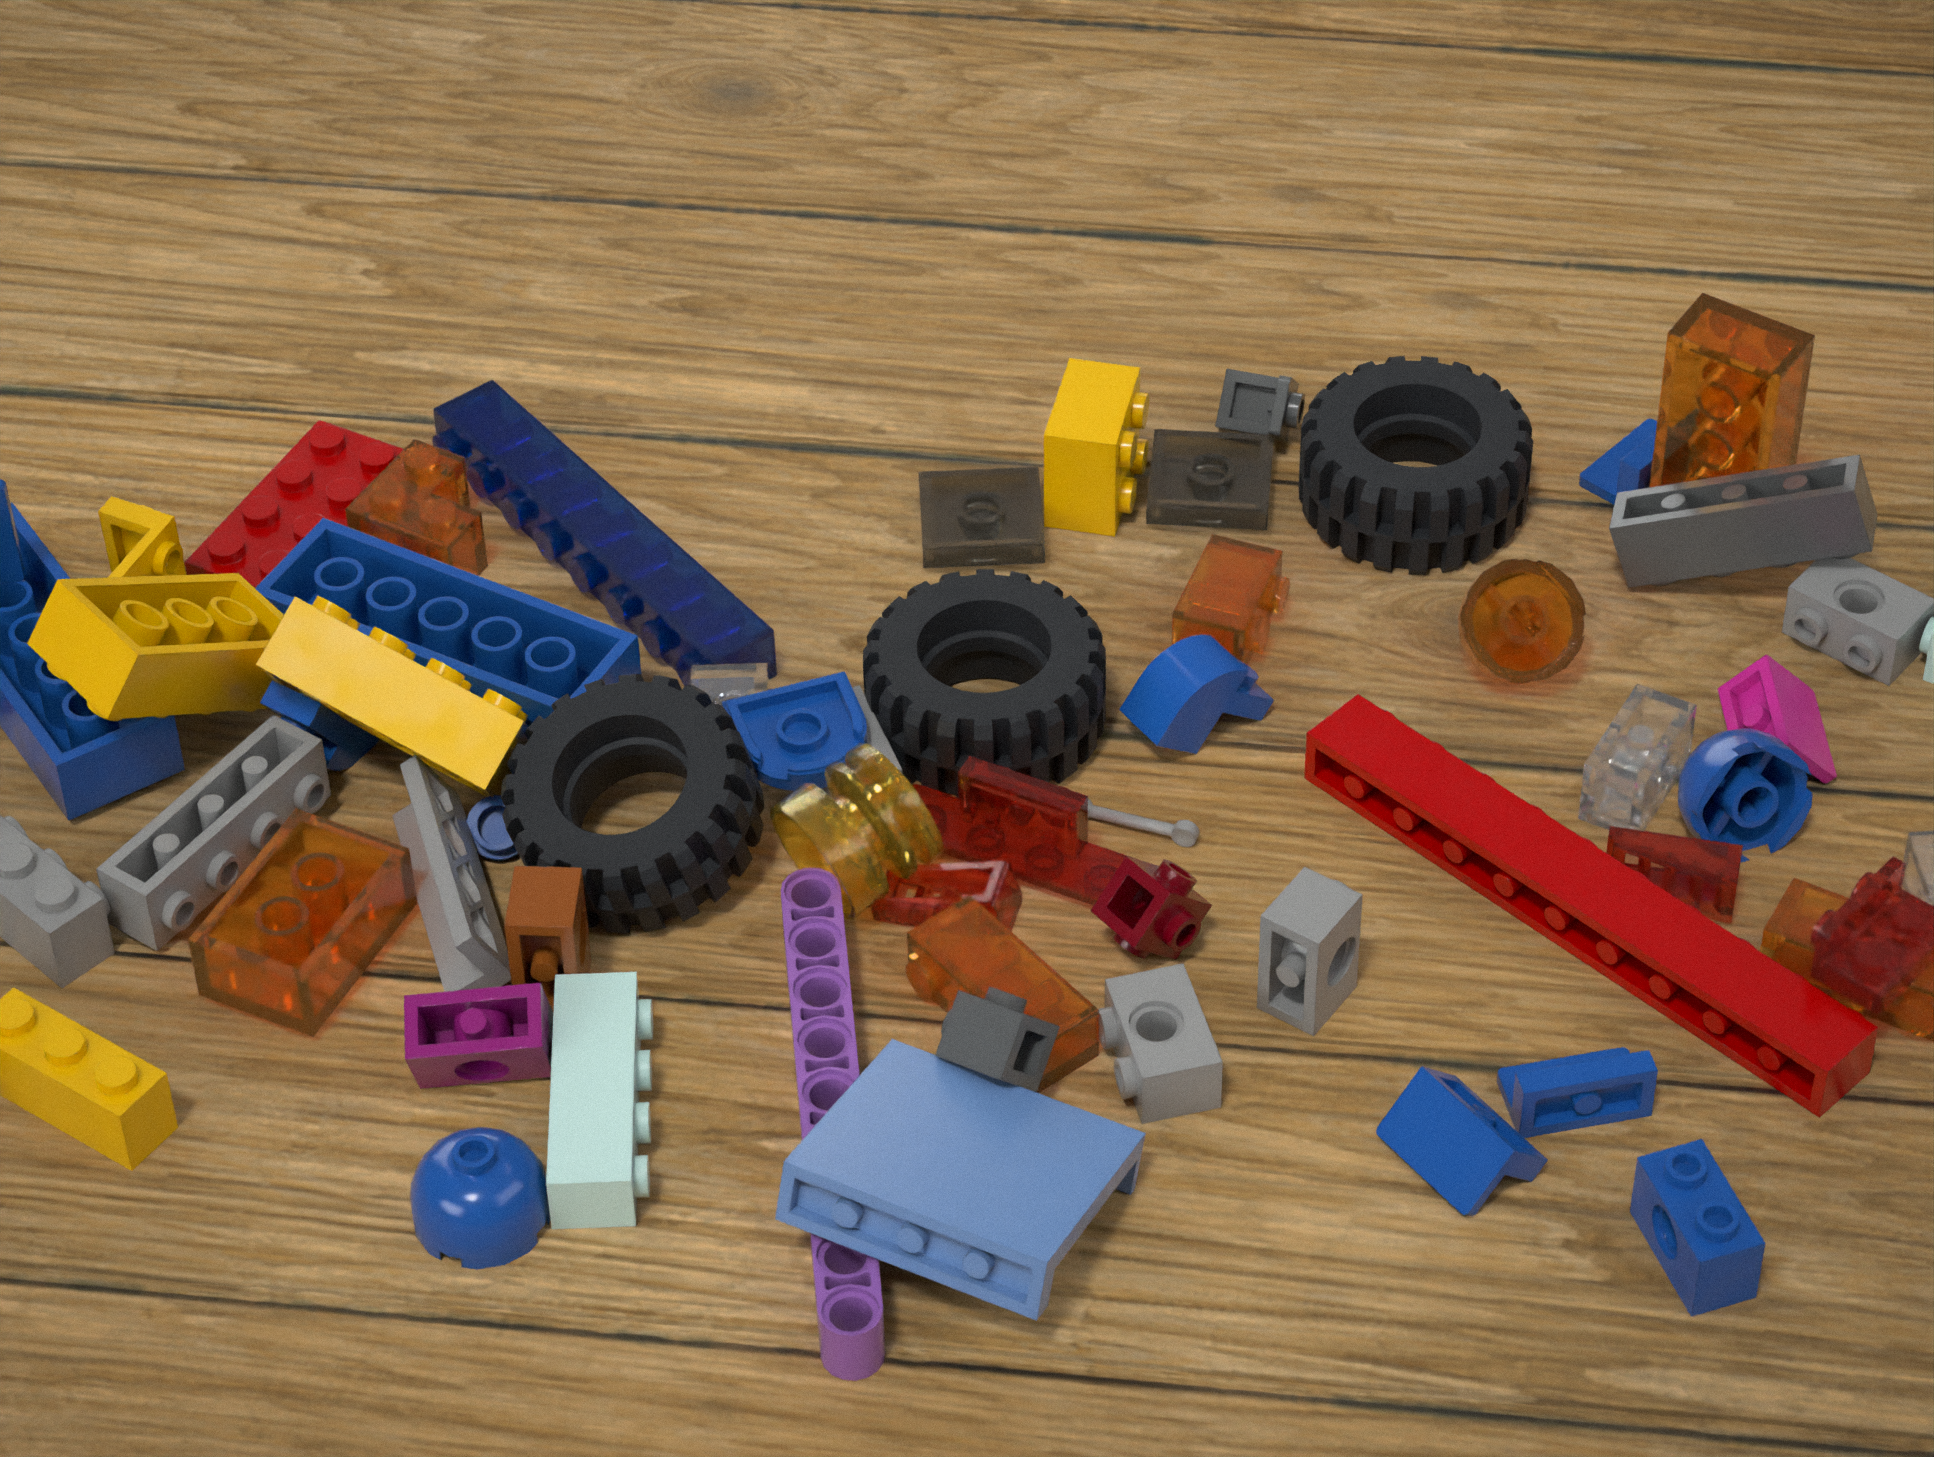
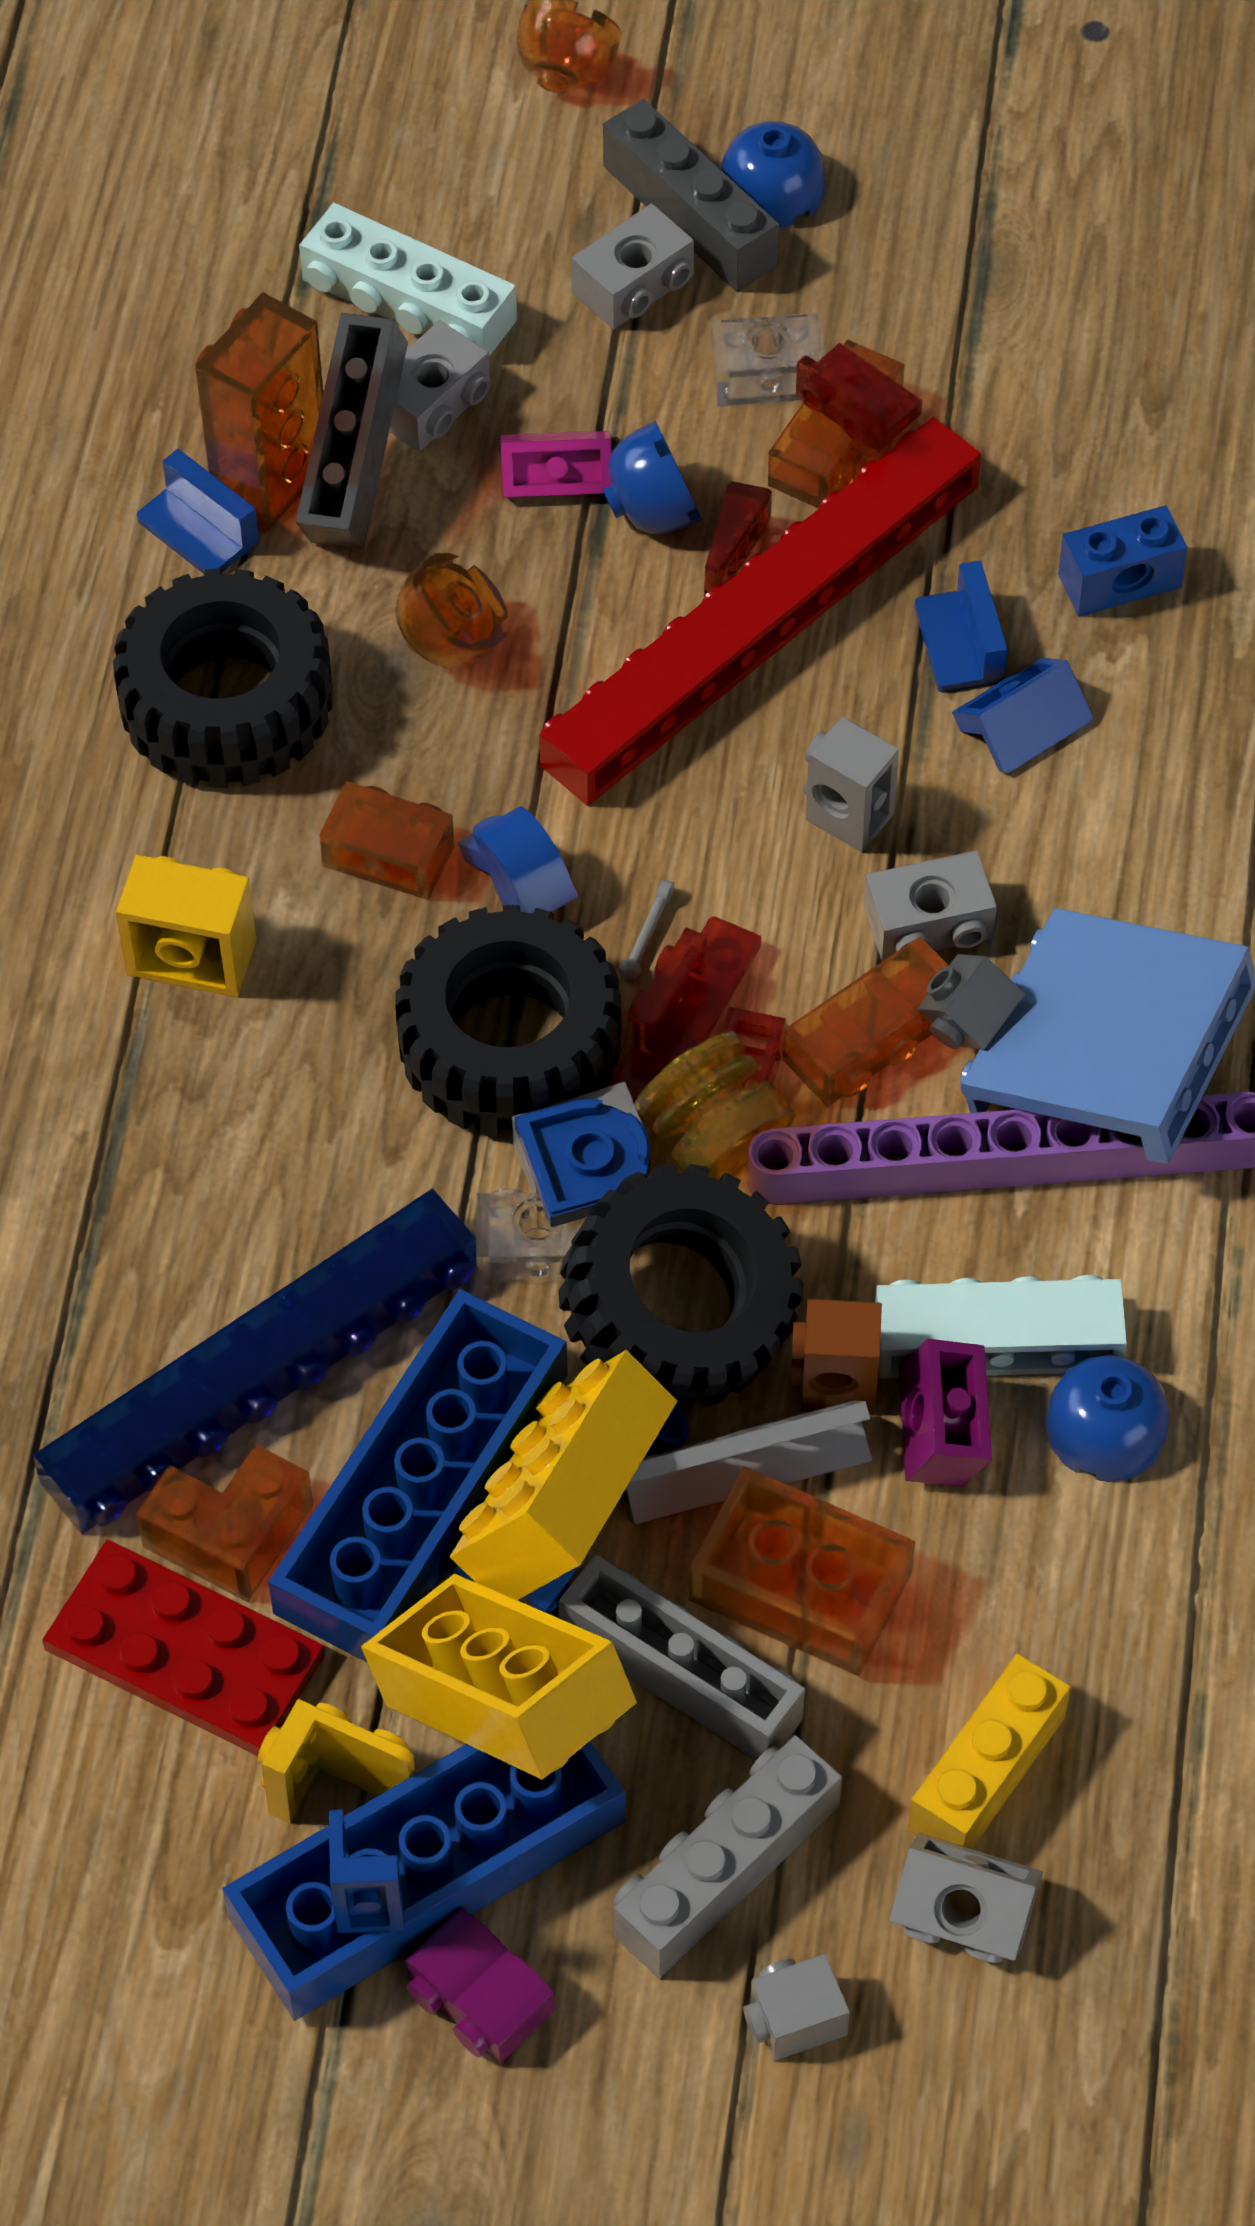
camera: 90 degrees left, 15 degrees up
(981, 517) = (243, 1038): clear smoke plate -> none
(1152, 908) = (786, 901): dark red brick -> none
(1210, 479) = (209, 833): clear smoke plate -> none
(1260, 404) = (111, 799): dark grey bracket -> none
(1637, 760) = (619, 547): clear brick -> none

